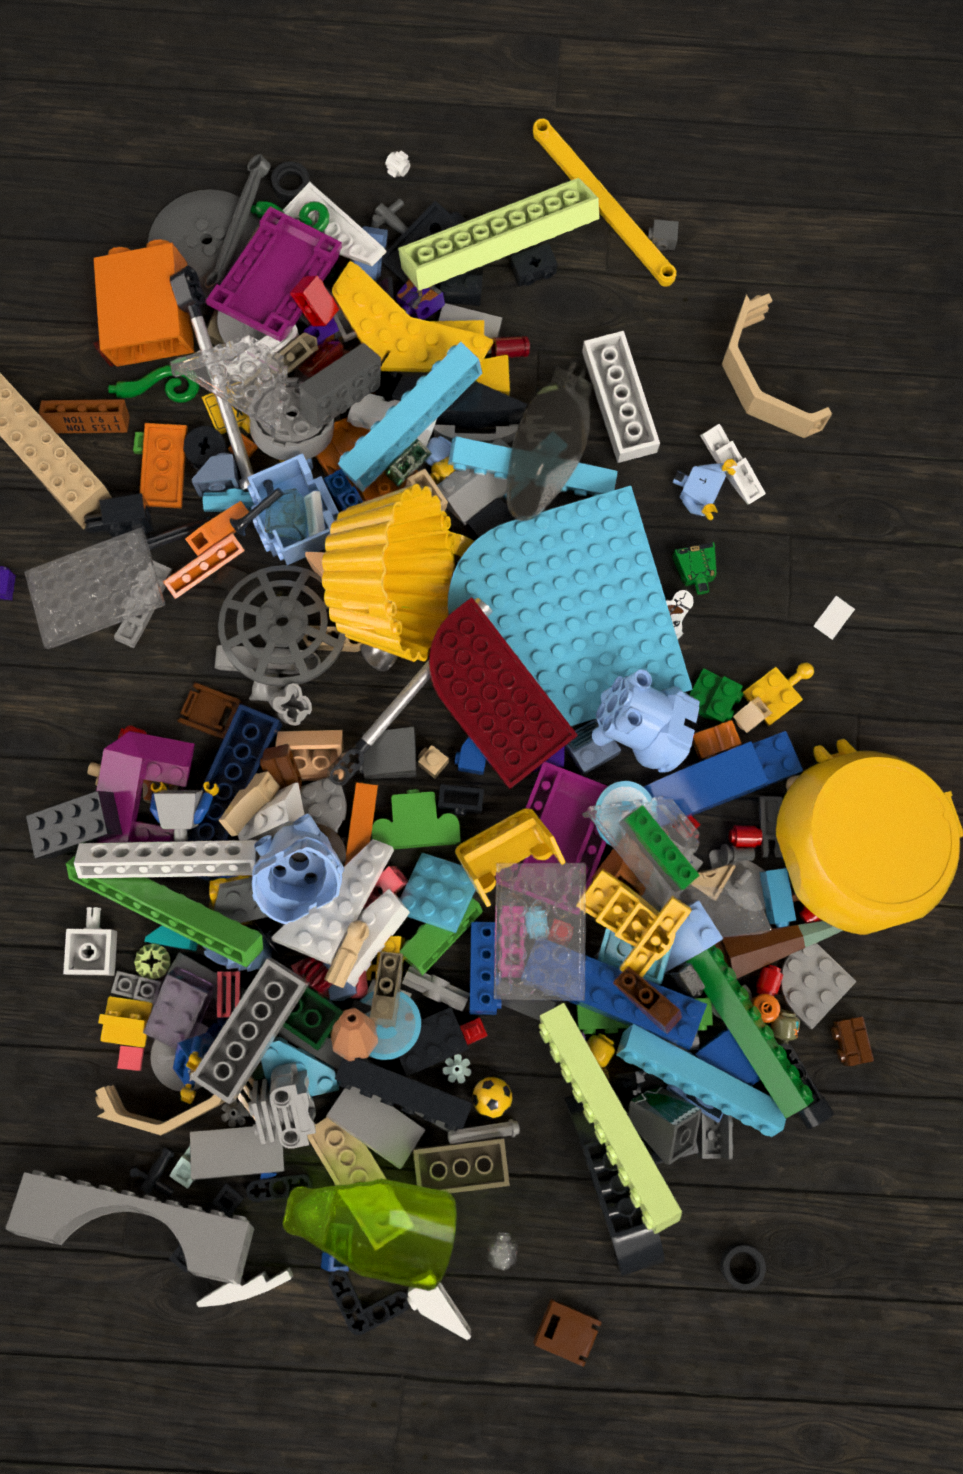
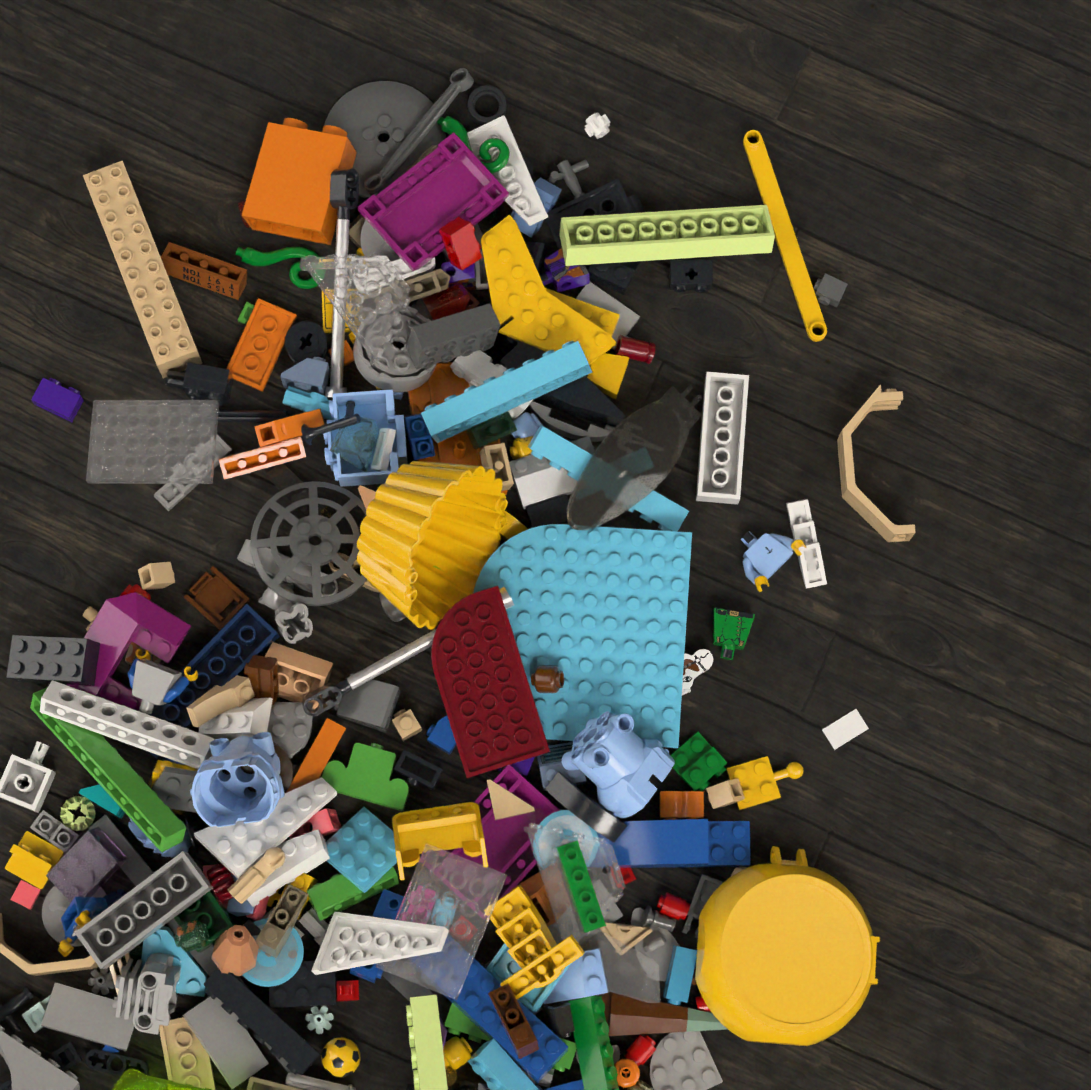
camera: 20 degrees right, 0 degrees up
(144, 710) = (156, 575): none -> tan brick
(228, 975) = (129, 865): coral tile -> none
(306, 1037) = (191, 935): none -> clear green head
(476, 976) = (370, 940): none -> white wing
(549, 669) = (547, 679): none -> reddish brown head
(555, 798) = (505, 803): none -> tan tile
(631, 774) = (585, 808): none -> black slope

